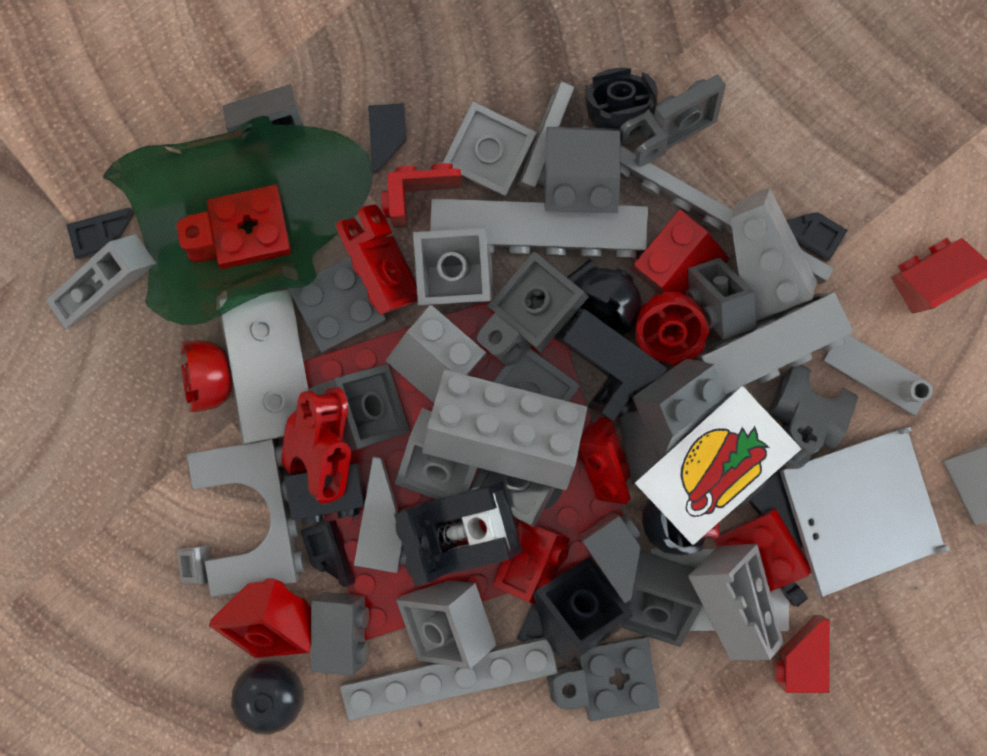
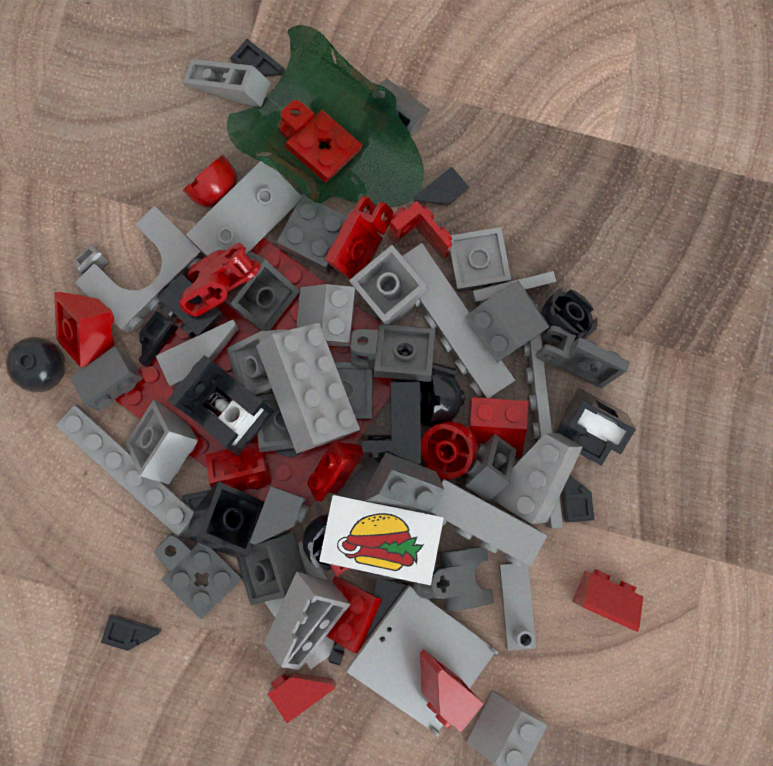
camera: 50 degrees right, 5 degrees down
(755, 157) = (596, 426): none -> black brick
(917, 509) = (447, 693): none -> slope

